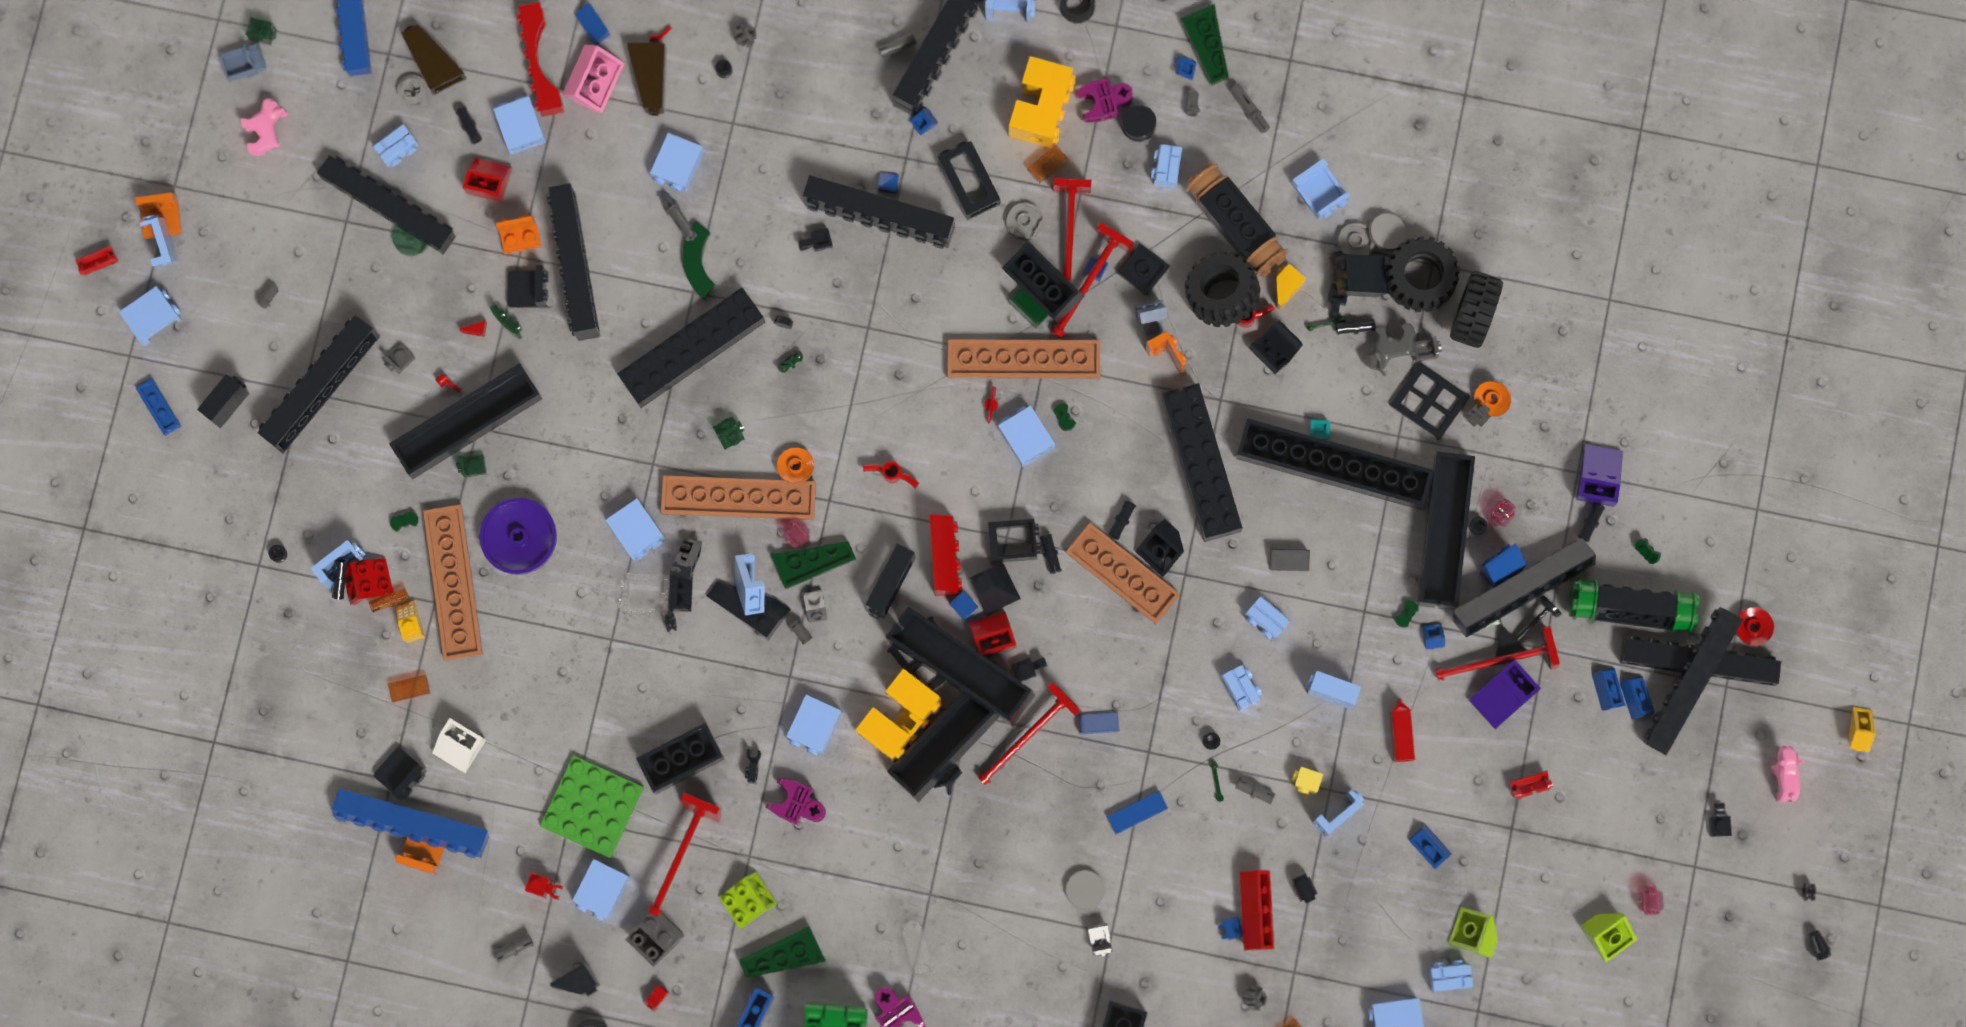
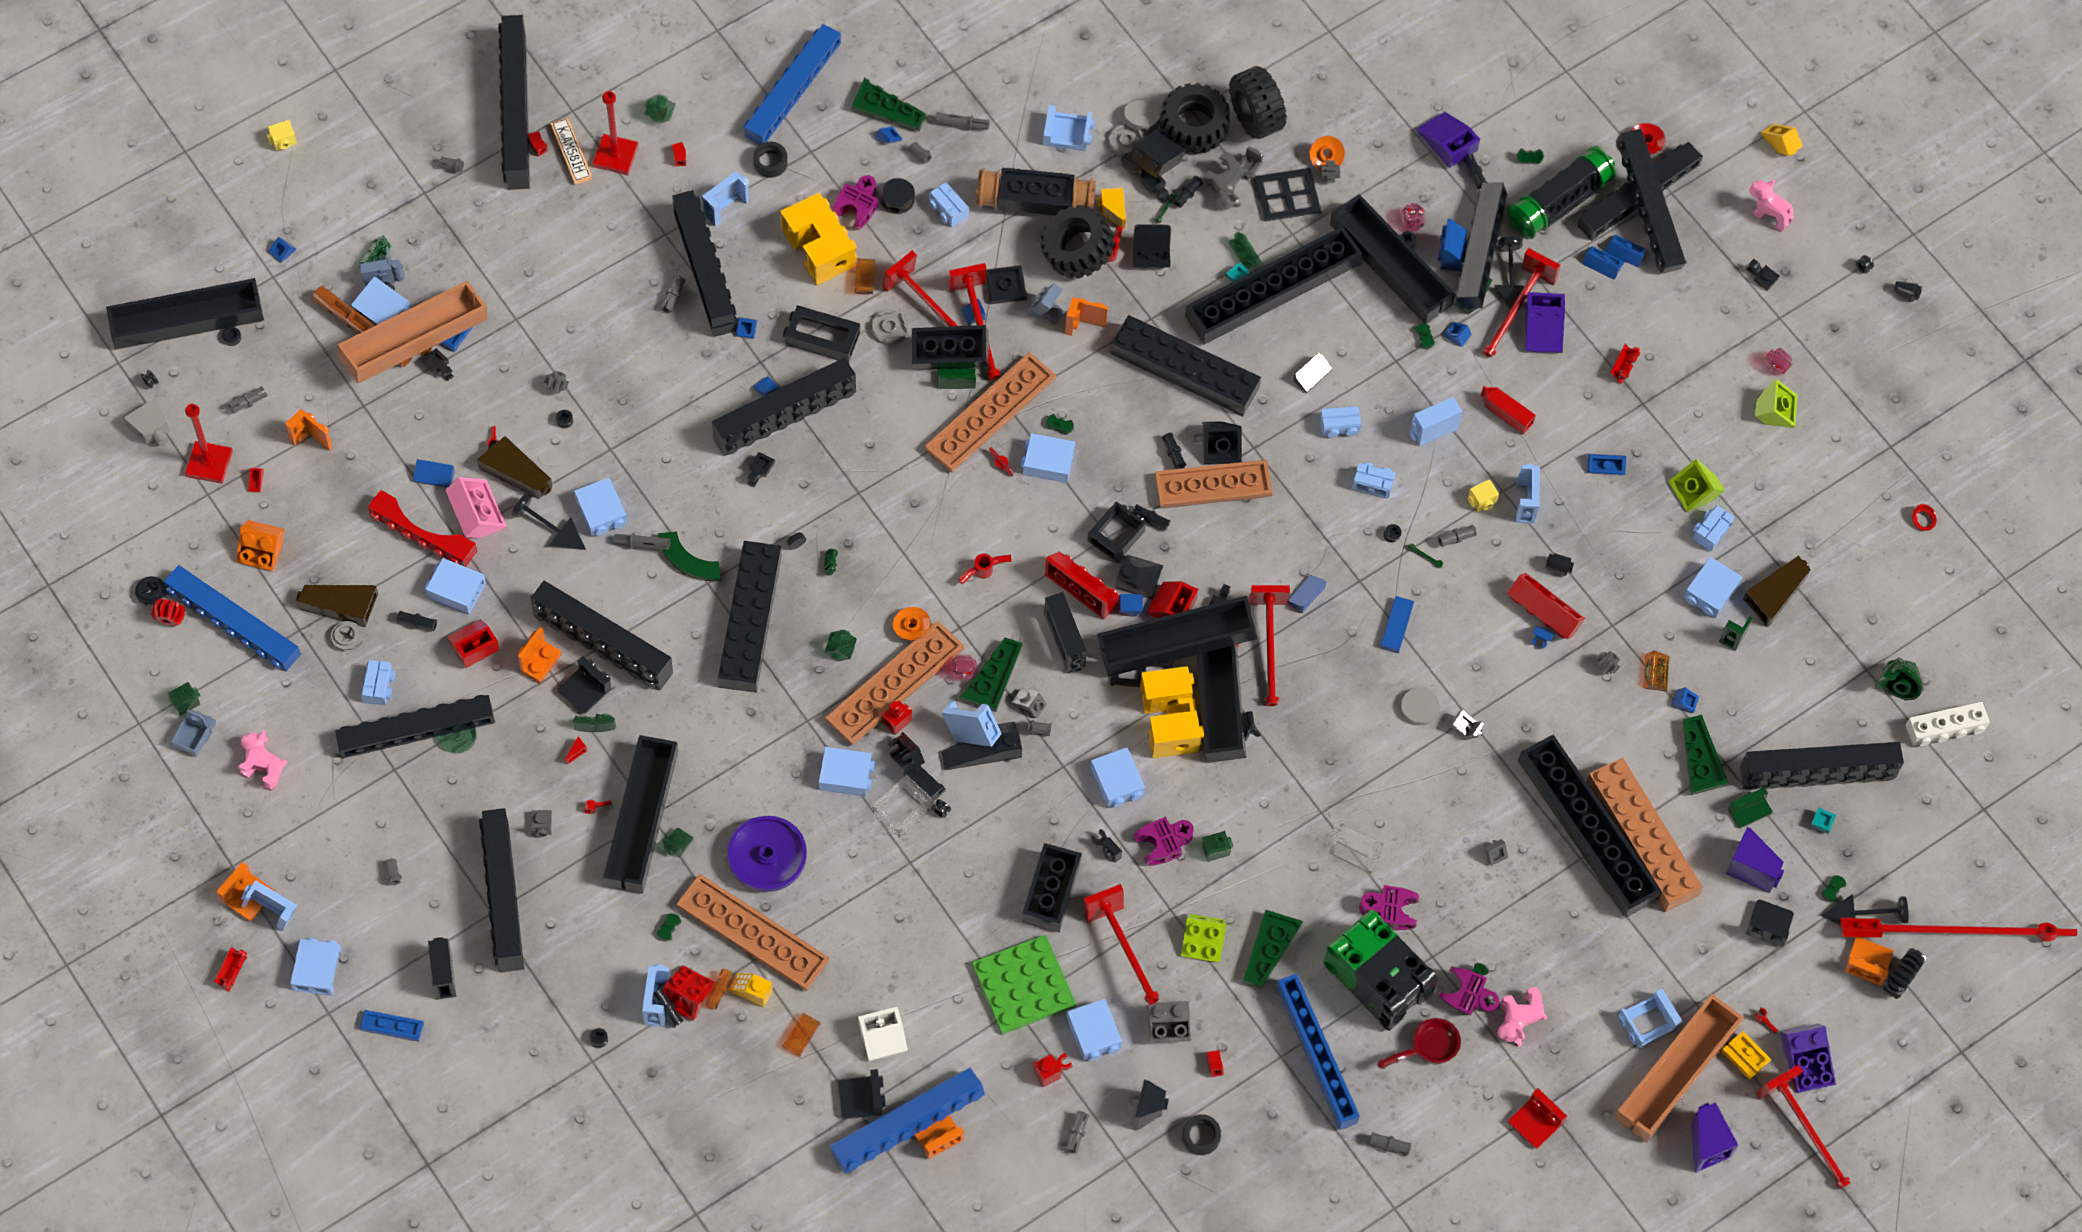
camera: 55 degrees left, 15 degrees down
(633, 161) = (566, 538): none -> black piece
(712, 525) = (897, 716): none -> red brick
(827, 845) = (1216, 846): none -> clear green brick
(1346, 415) = (1244, 251): none -> clear green hinge

